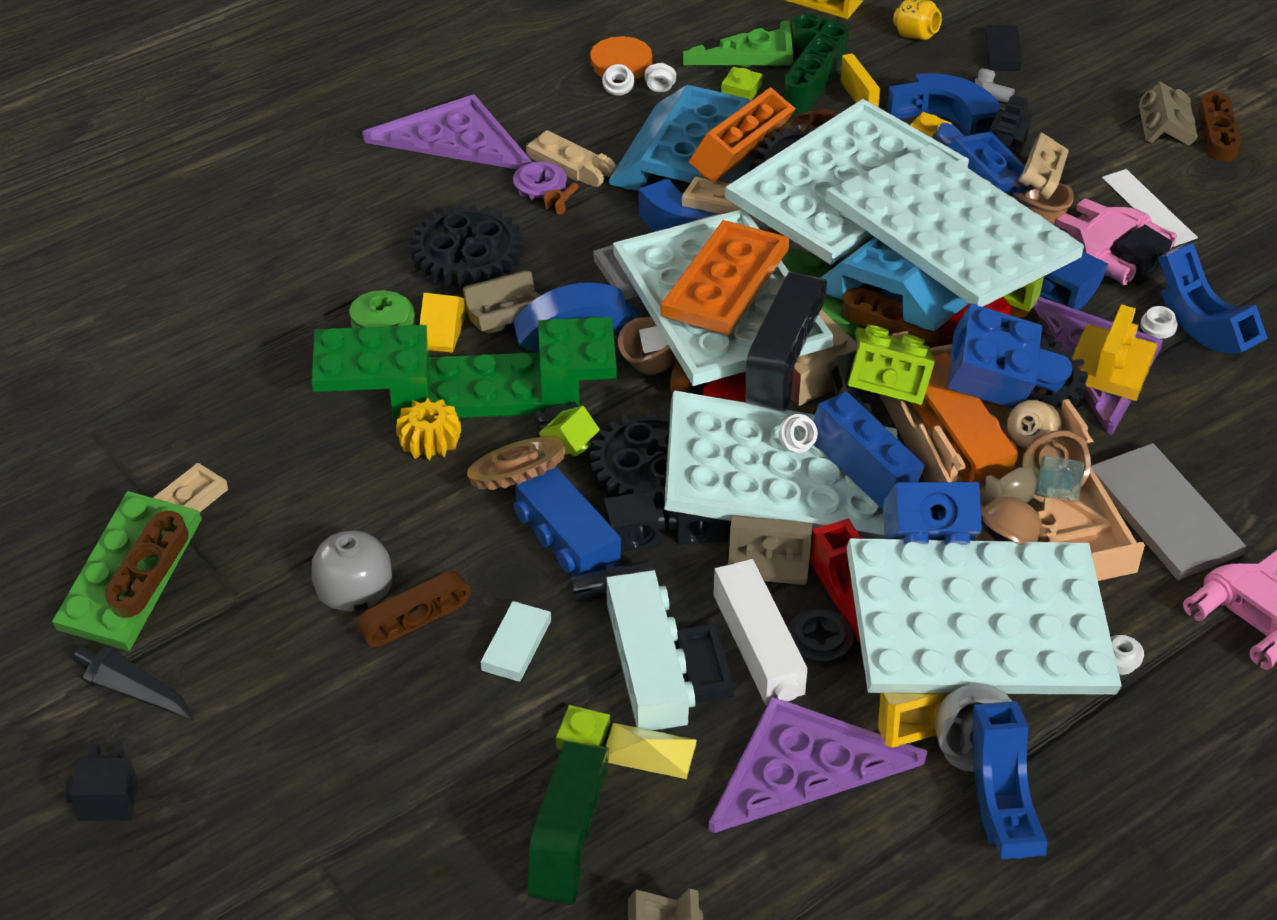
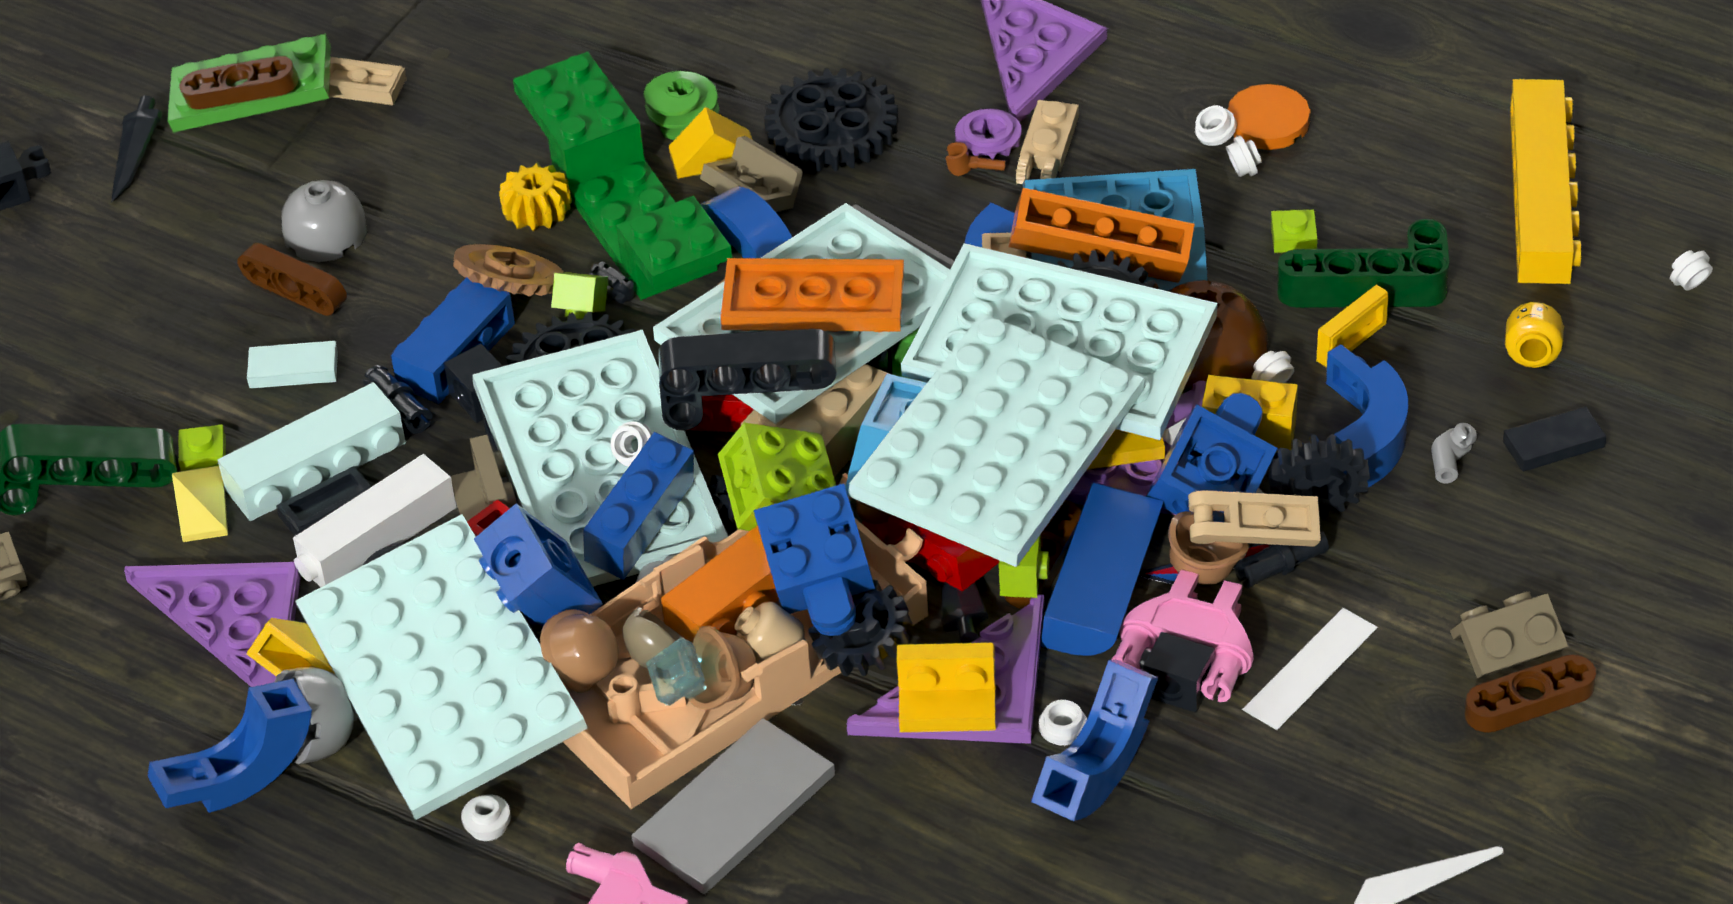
camera: 70 degrees right, 0 degrees up
(747, 49) = (1358, 210): bright green wing -> none

